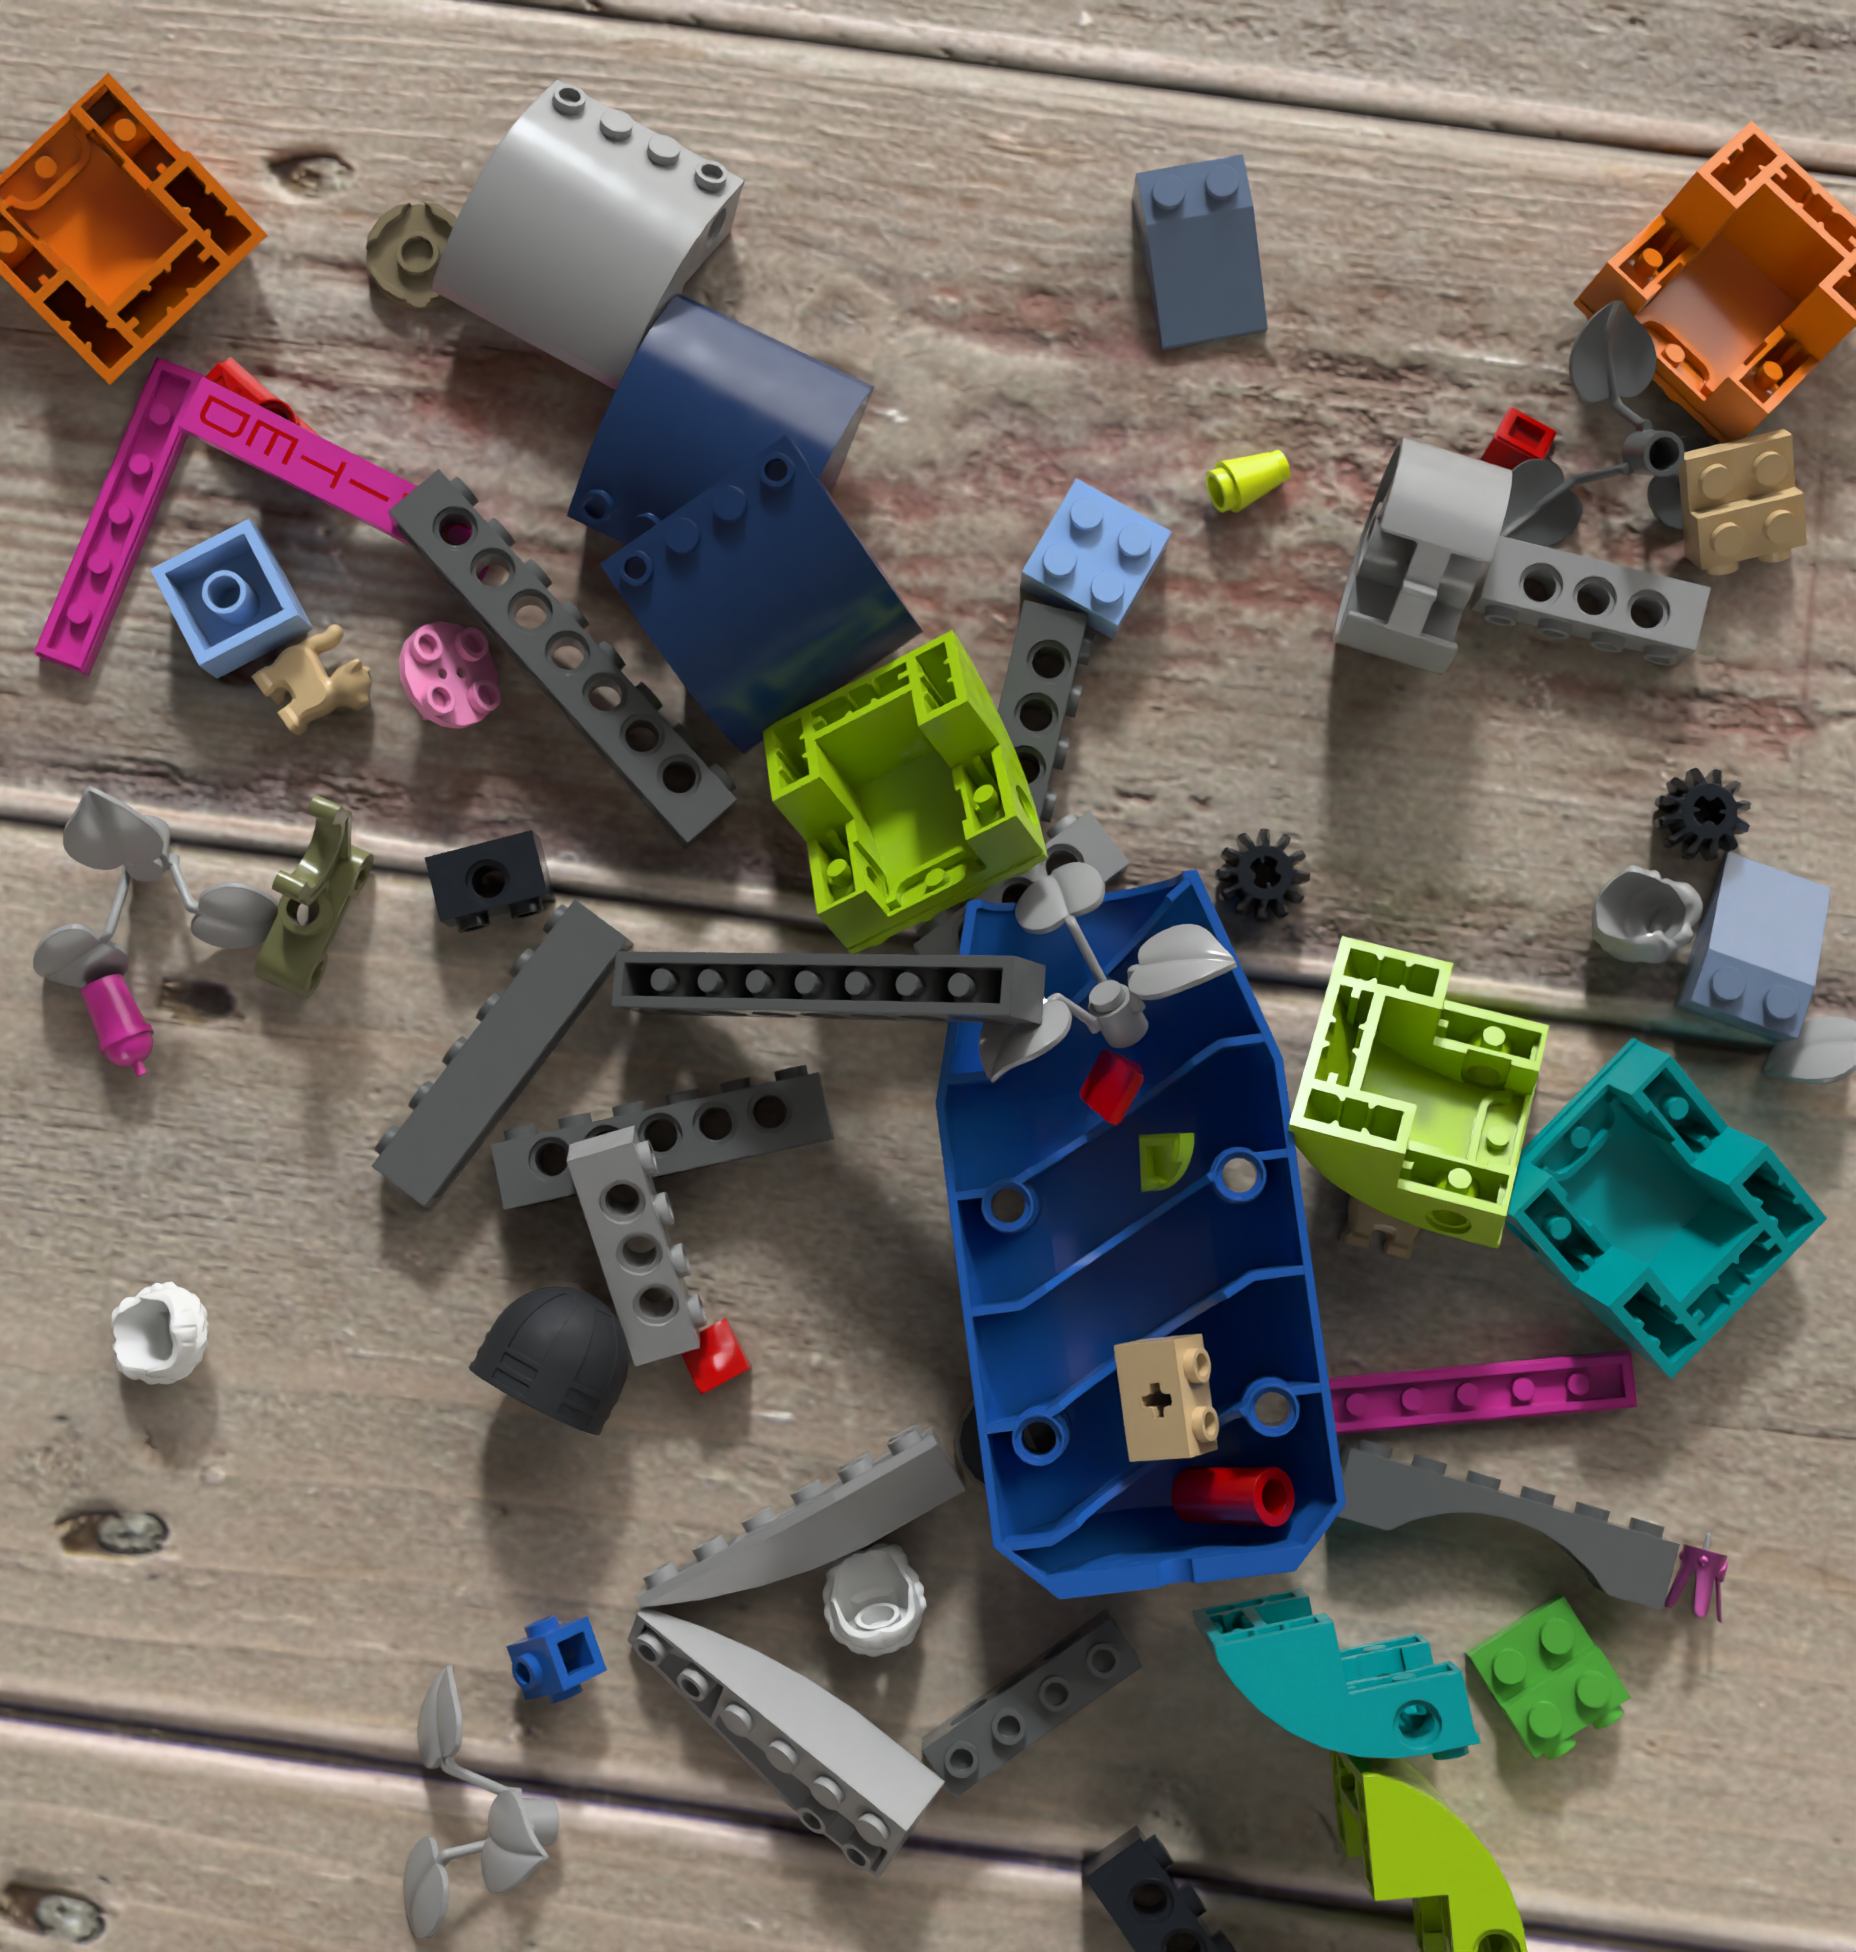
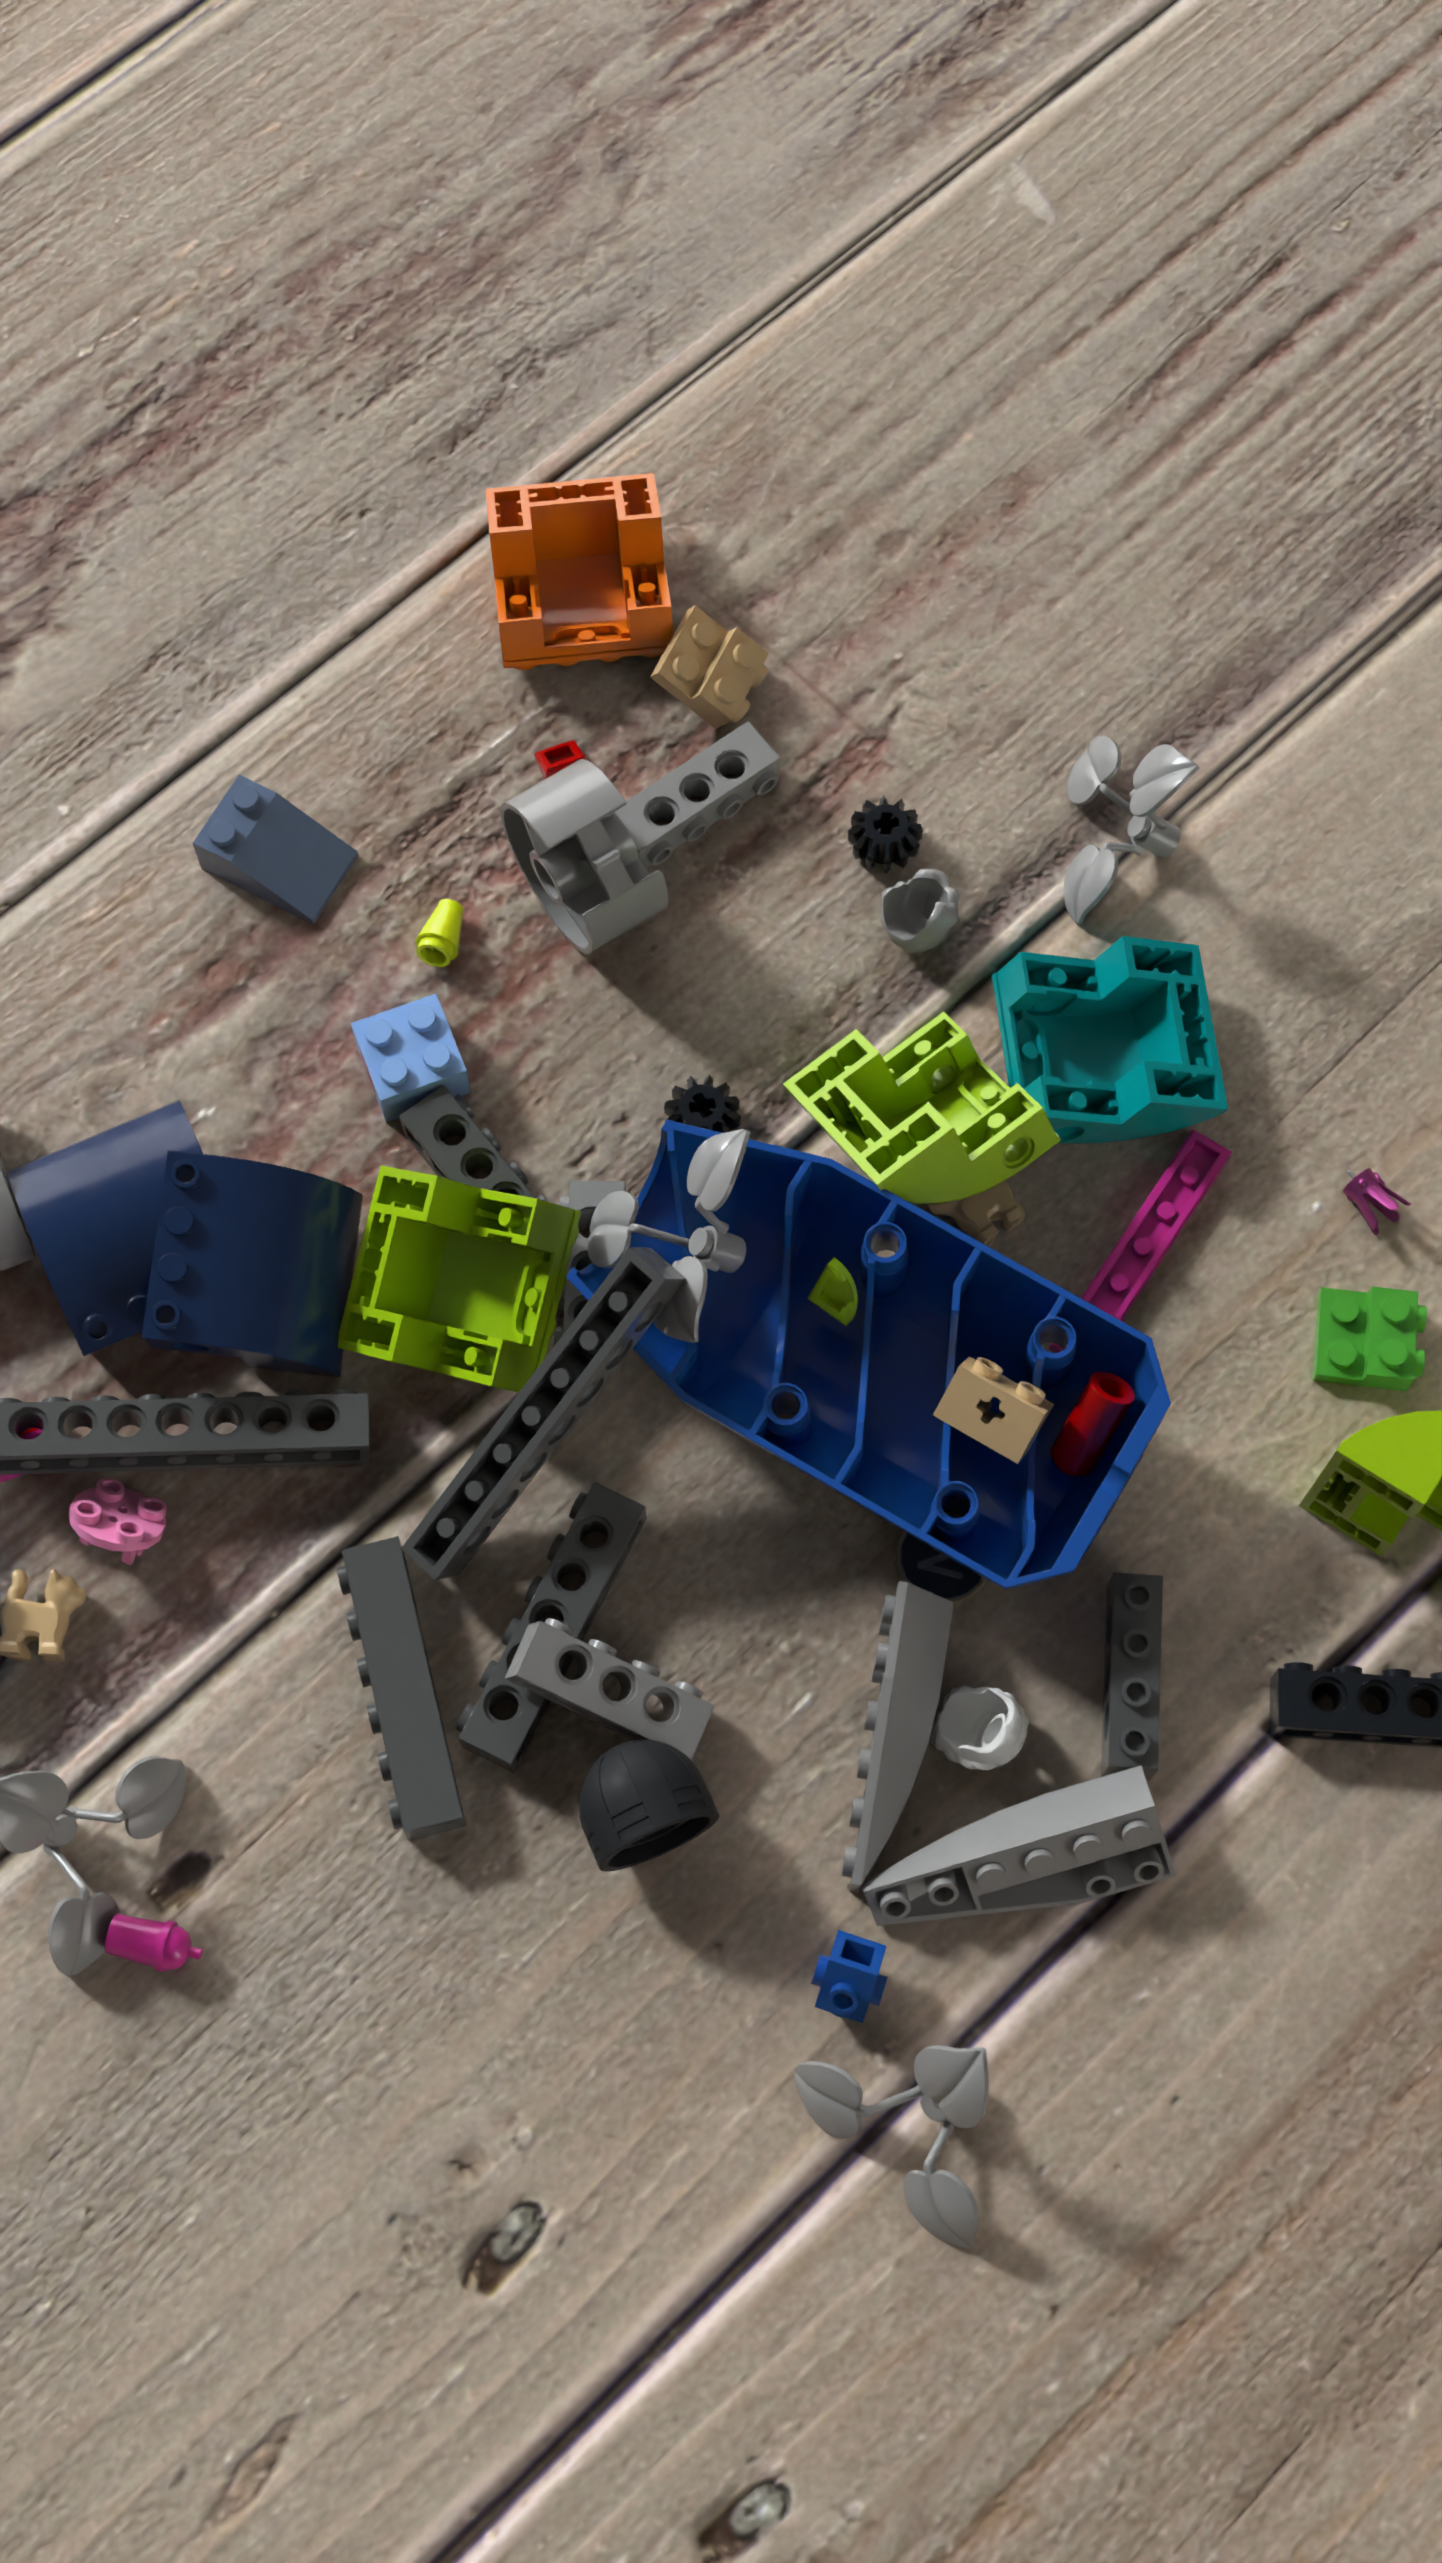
camera: 55 degrees left, 15 degrees down
(159, 1334) = (393, 2086): white hair -> none
(333, 875) = (180, 1707): olive piece -> none
(458, 874) = (277, 1575): black brick -> none
(717, 1358) = (732, 1709): red slope -> none
(1112, 1085) = (761, 1290): red slope -> none
(1332, 1696) = (1254, 1460): teal slope -> none
(1614, 361) = (564, 667): dark grey plant -> none
(1615, 1558) = (1314, 1239): dark grey arch -> none
(1756, 950) = (998, 869): slope -> none

